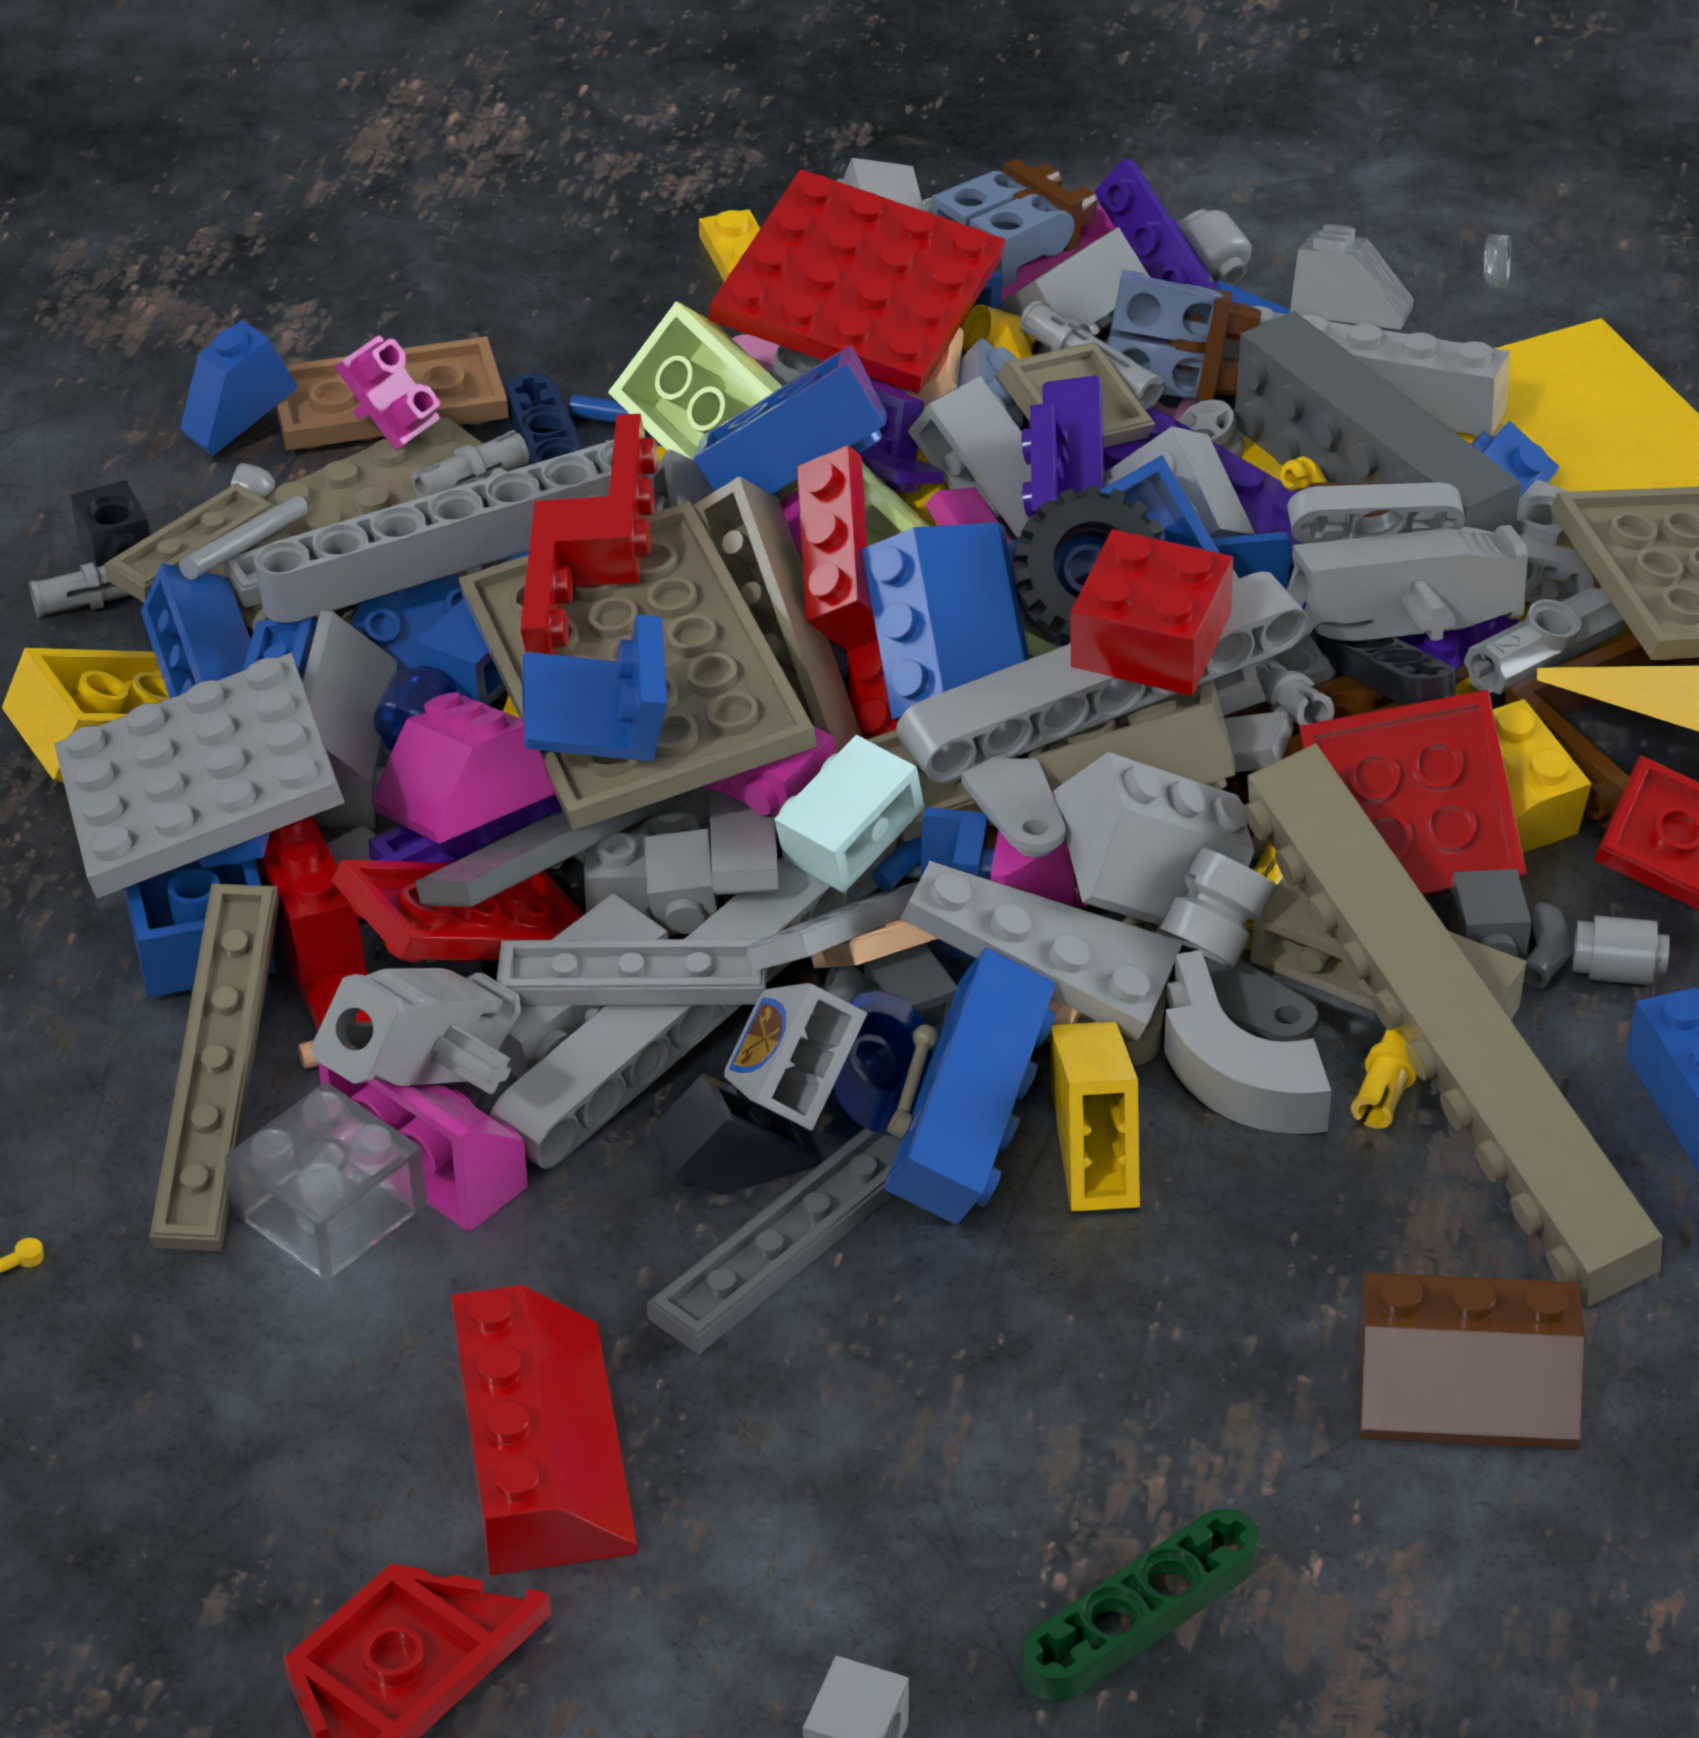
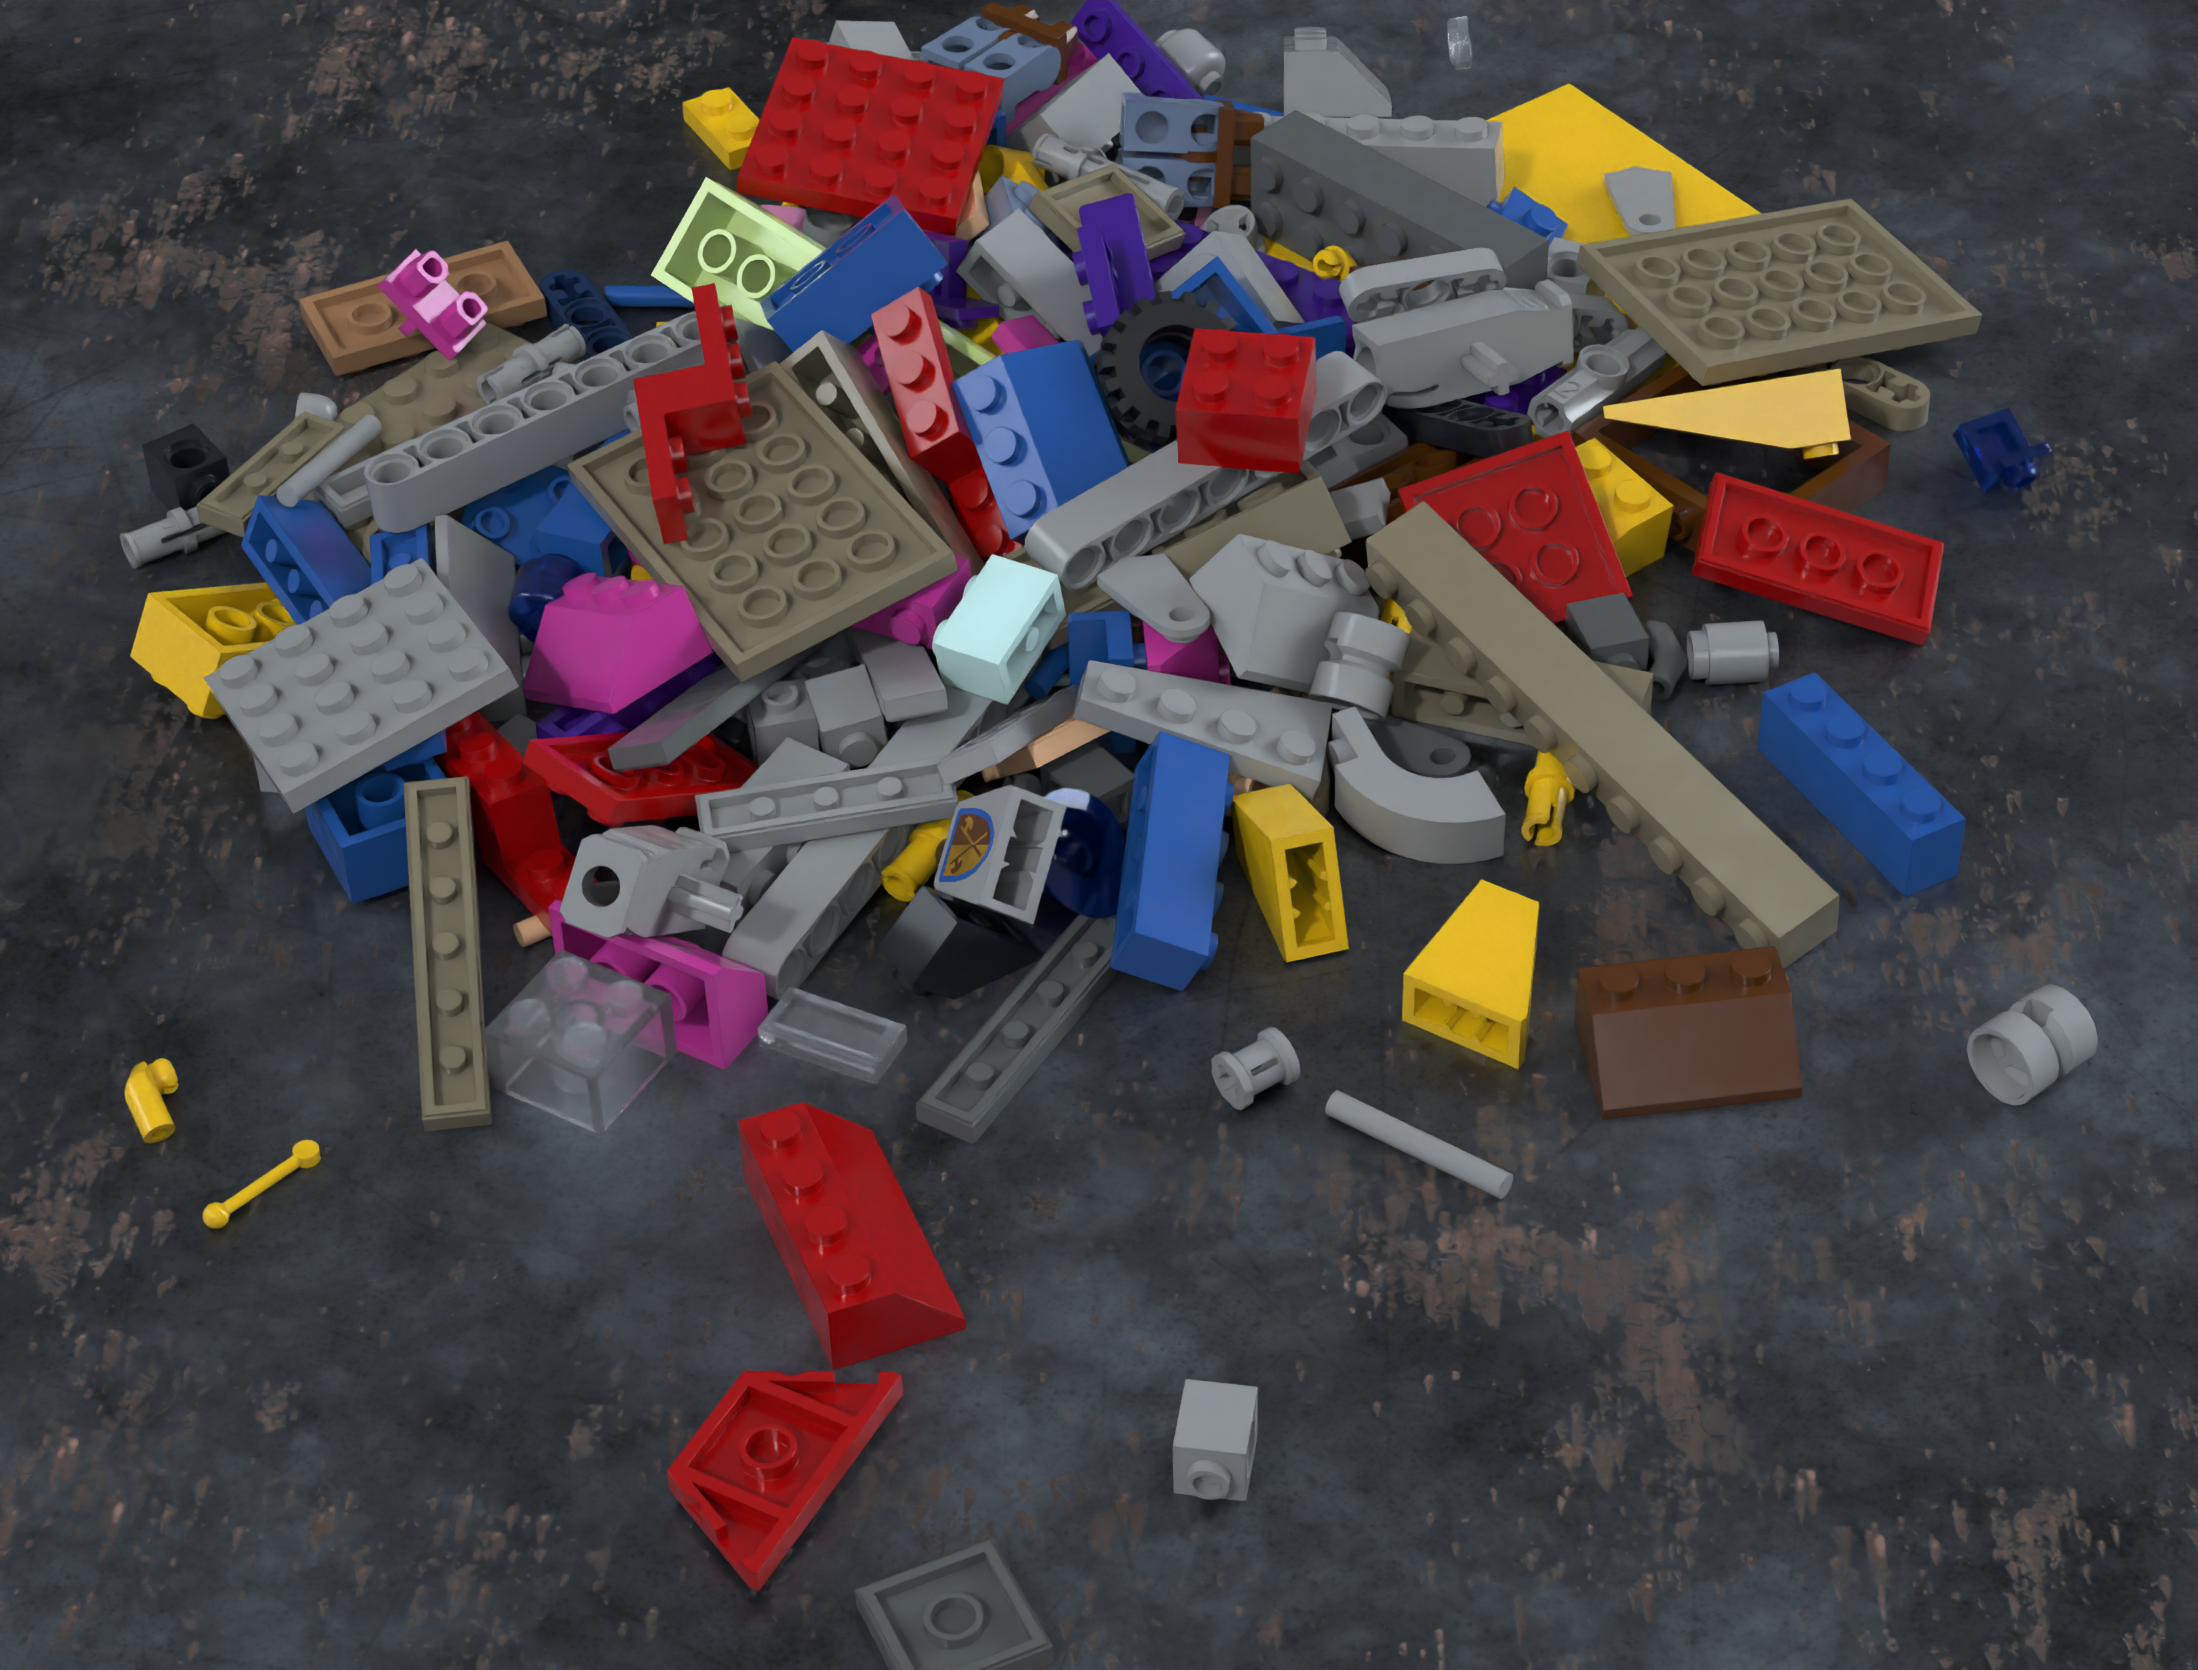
camera: 10 degrees left, 0 degrees up
(233, 387) = (273, 321): blue slope -> none
(585, 1214) = (832, 1035): none -> clear tile
(597, 703) = (746, 560): blue bracket -> none
(716, 1044) = (918, 859): none -> yellow pin
(925, 1039) = (1116, 826): dark tan hinge -> none
(987, 1338) = (1276, 1064): none -> light grey bush
(1133, 1596) = (1436, 1288): dark green beam -> none
(1158, 1434) = (1419, 1144): none -> light grey bar
(1265, 1259) = (1478, 975): none -> yellow slope
(1293, 693) = (1383, 461): light grey pin -> none
(1645, 451) = (1642, 199): none -> light grey piece

